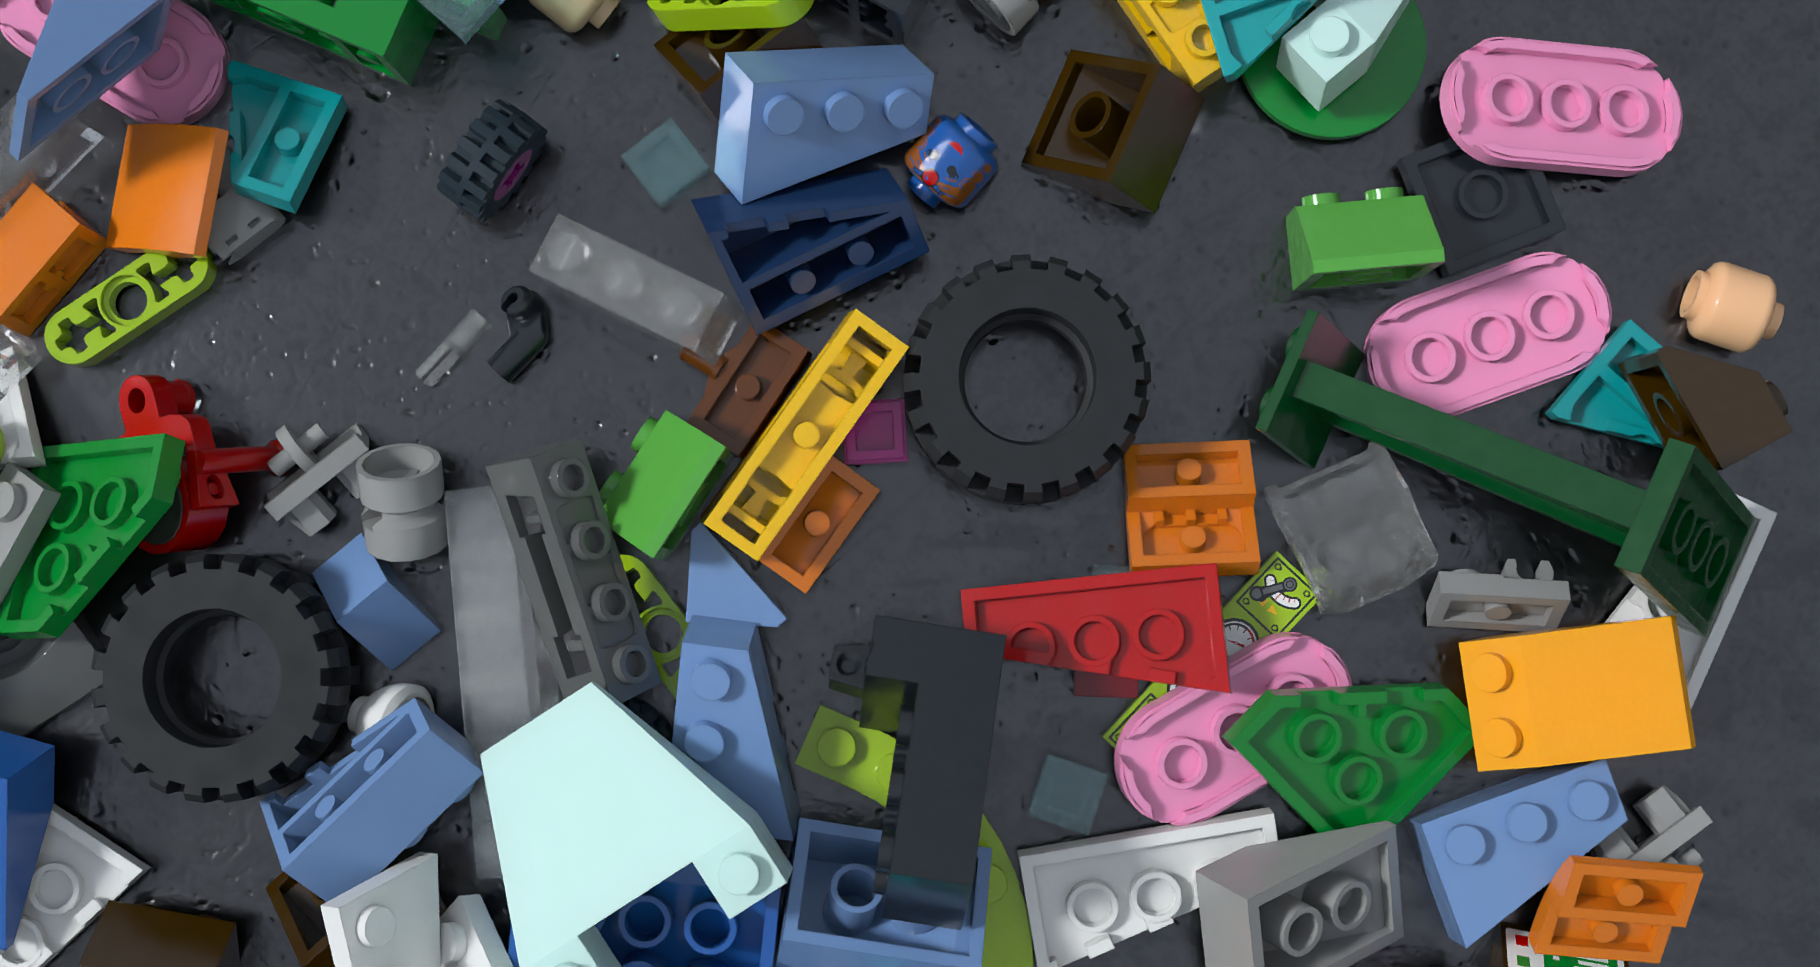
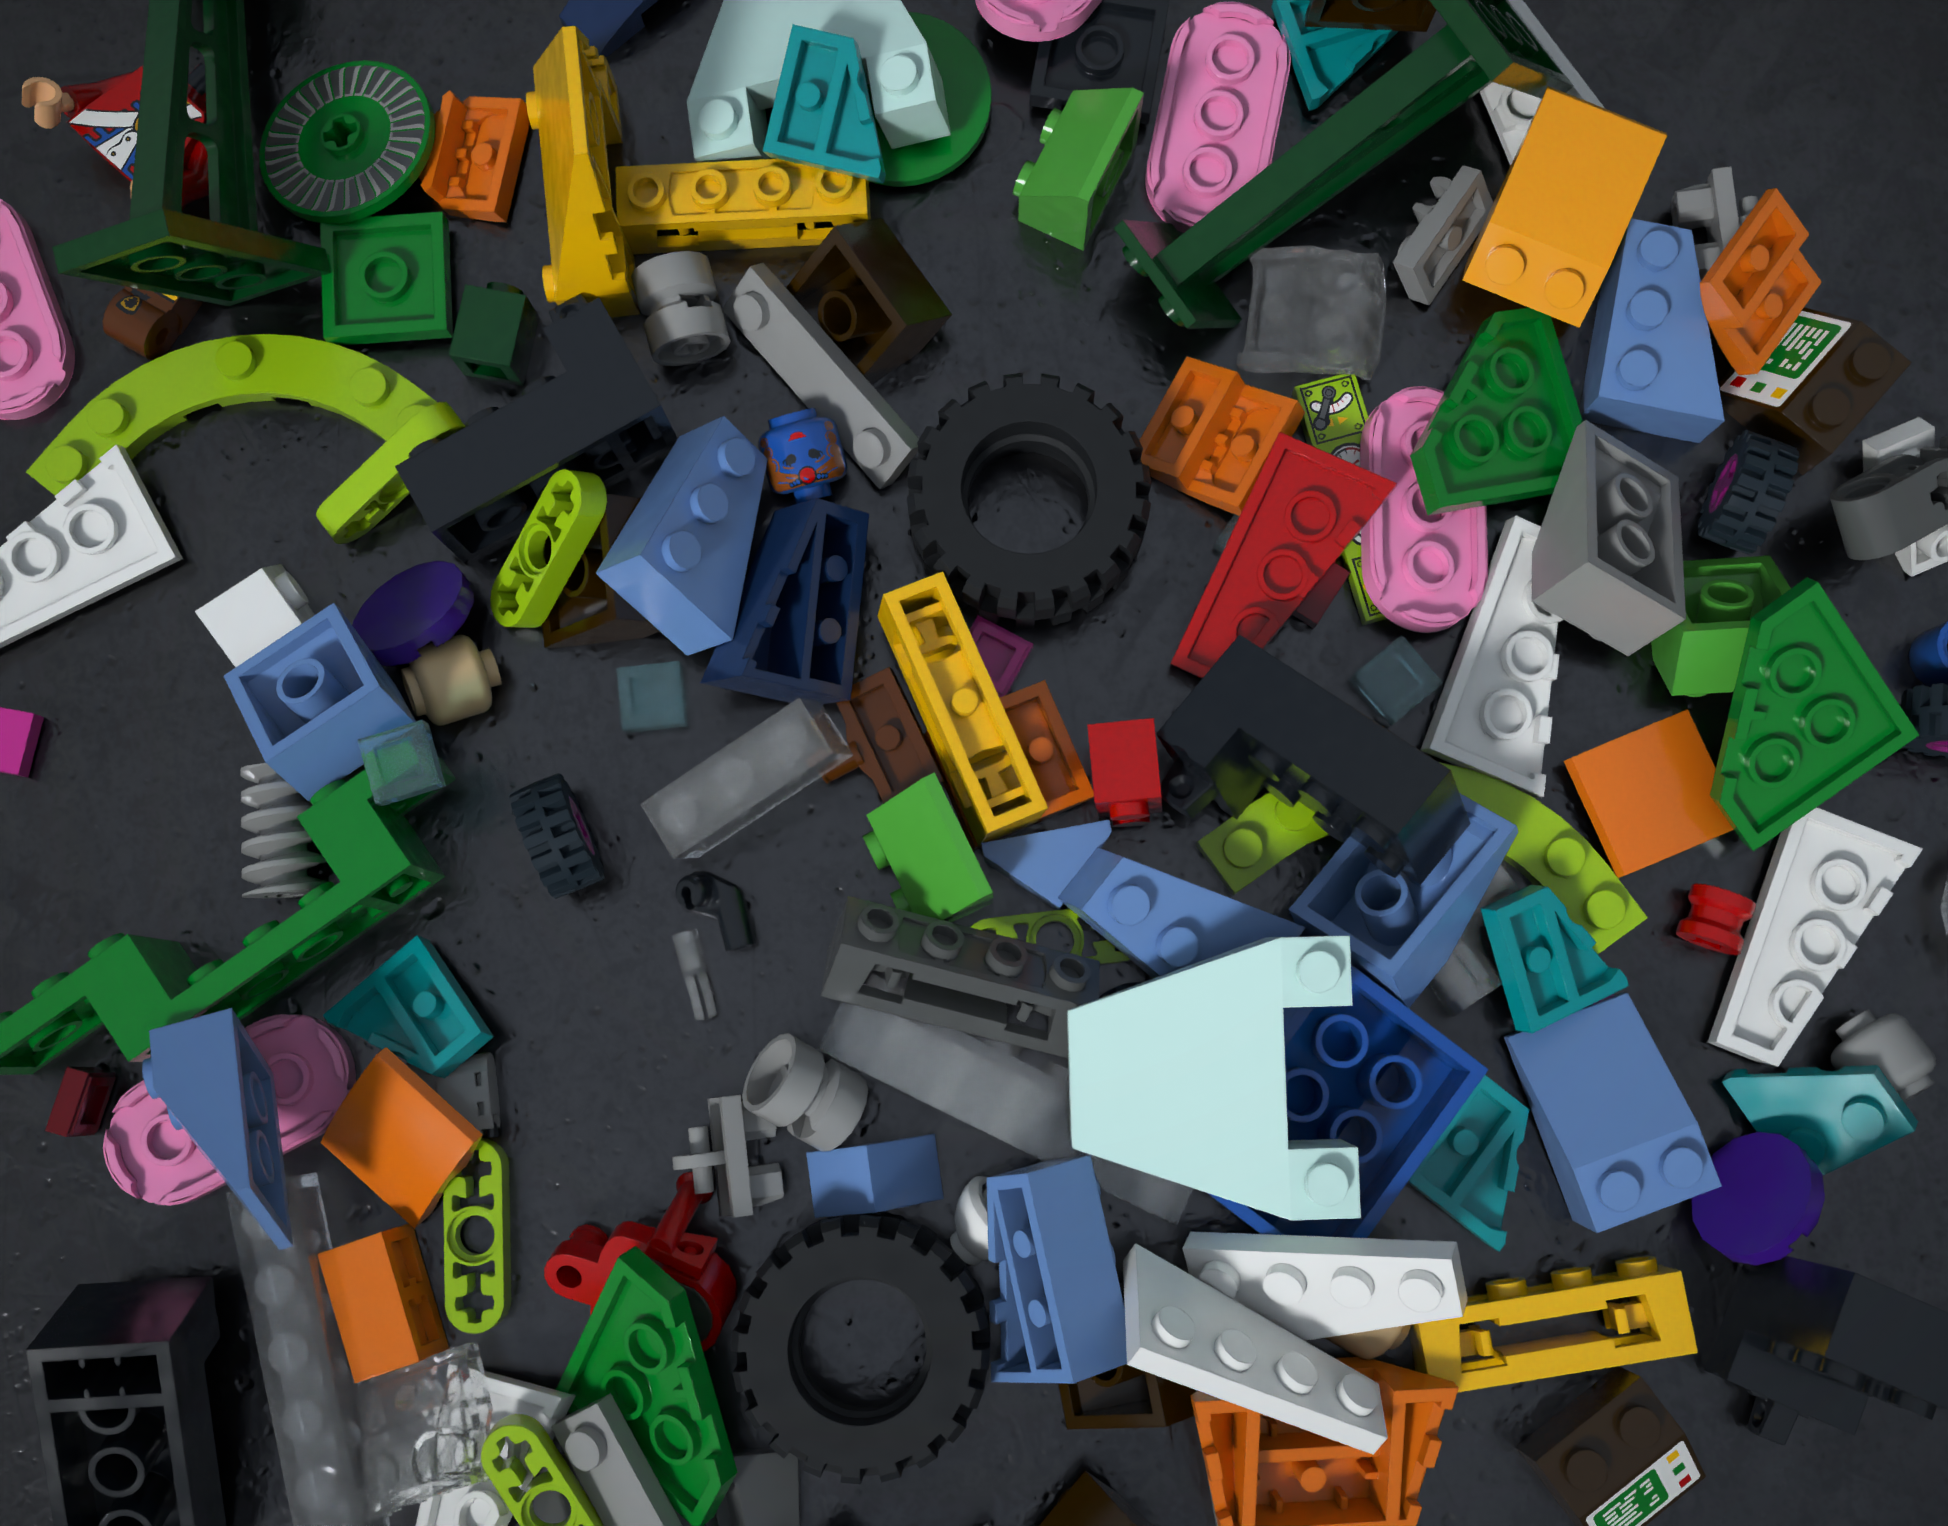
camera: 55 degrees left, 5 degrees down
(833, 608) = (1125, 771): none -> red brick
(1033, 132) = (821, 375): none -> light grey plate

